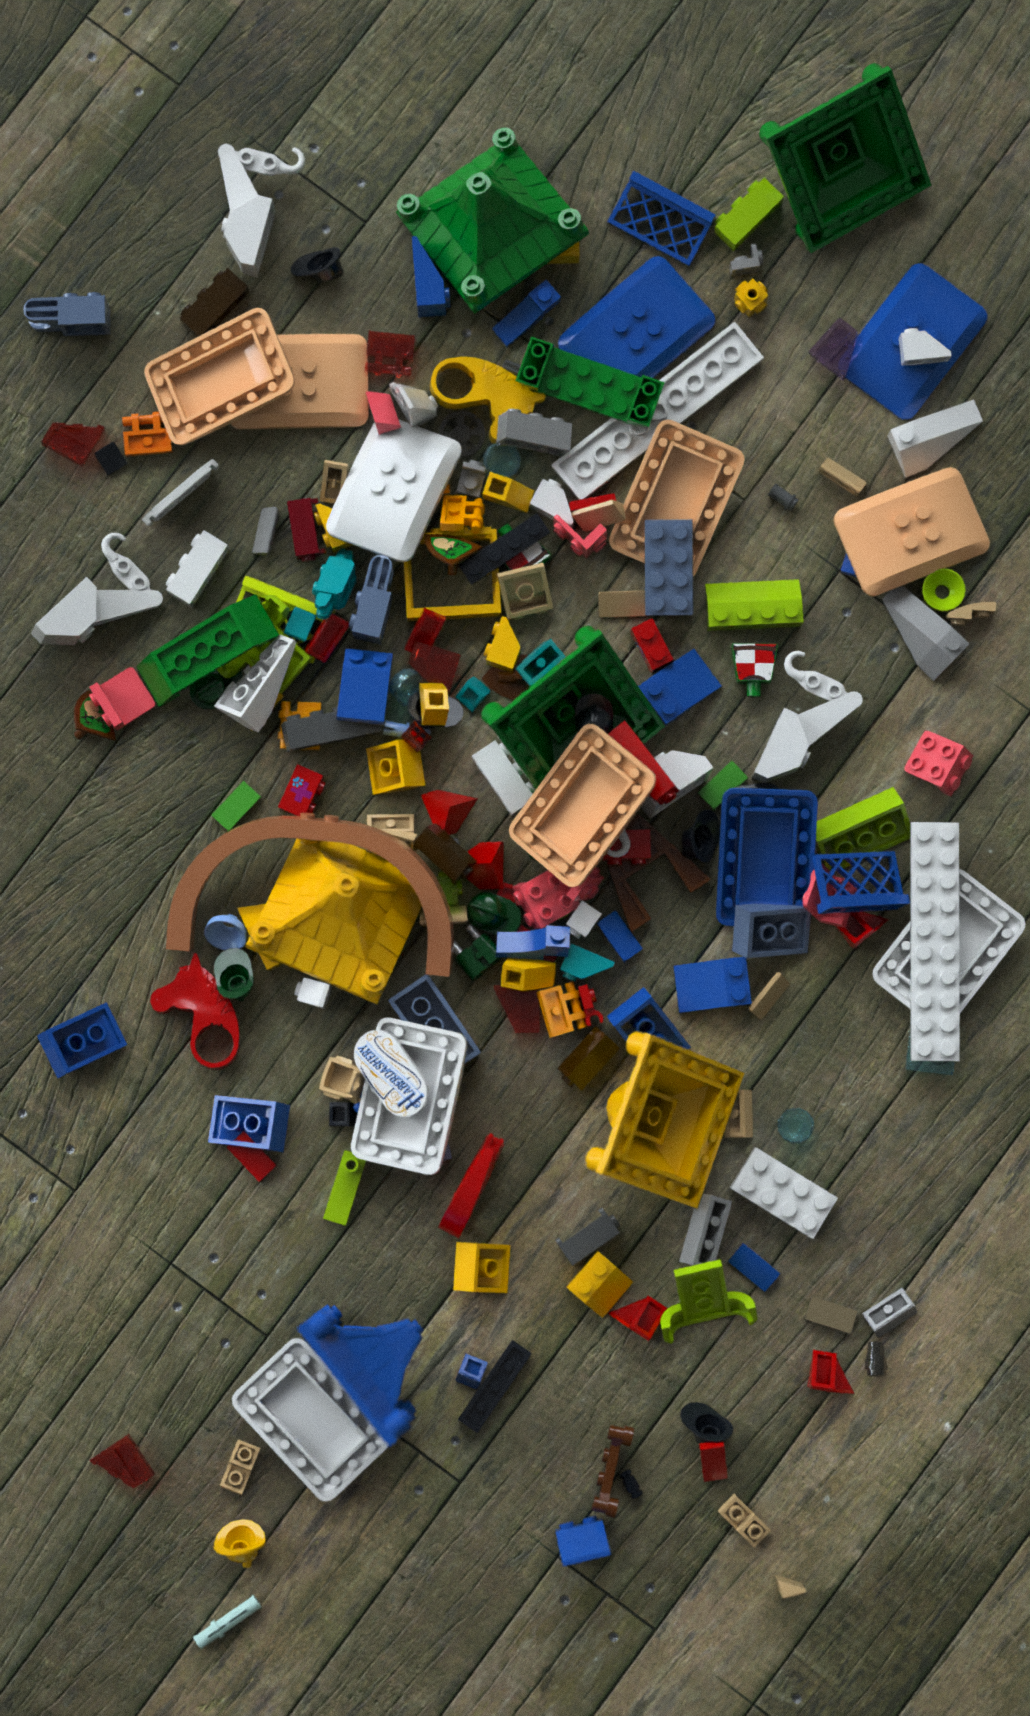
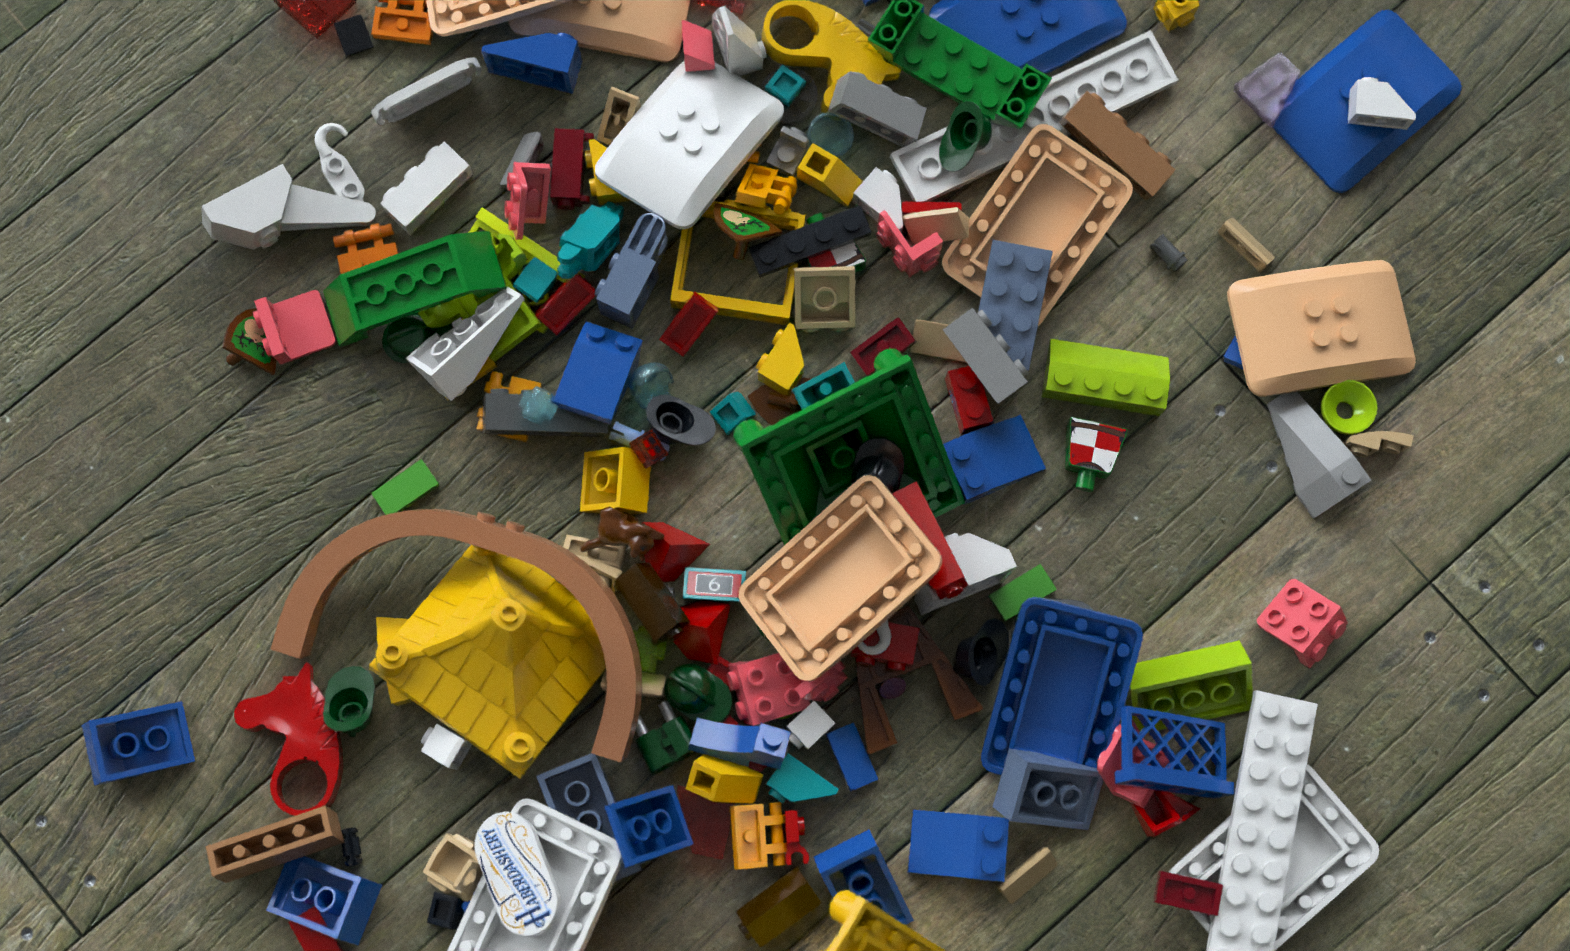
camera: 10 degrees right, 5 degrees down
(164, 634) = (357, 258): none -> orange plate
(204, 1091) = (274, 844): none -> medium nougat brick
(223, 936) = (347, 647): light blue piece -> none
(259, 1082) = (351, 847): none -> black piece
(266, 448) = (537, 59): none -> blue slope
(279, 560) = (528, 196): none -> coral bracket
(302, 791) = (491, 487): red brick -> none
(326, 722) = (538, 405): none -> clear light blue gear
(410, 802) = (623, 529): none -> reddish brown animal
(433, 703) = (679, 412): yellow slope -> none
(434, 663) = (692, 366): clear red wing -> none
(458, 427) = (785, 85): none -> teal tile
(480, 1018) = (648, 826): none -> blue slope
(487, 828) = (713, 584): none -> slope
(503, 776) = (747, 522): white brick -> none
(579, 615) = (893, 336): none -> dark red plate
(606, 440) = (966, 133): none -> dark green piece
(639, 878) = (892, 688): none -> reddish brown sticker
(658, 611) = (986, 354): none -> light grey brick
(726, 421) = (1116, 144): none -> medium nougat brick
(797, 732) = (1129, 544): white slope -> none
(888, 982) = (1188, 893): none -> dark red plate
(930, 437) = (1361, 218): white wedge -> none

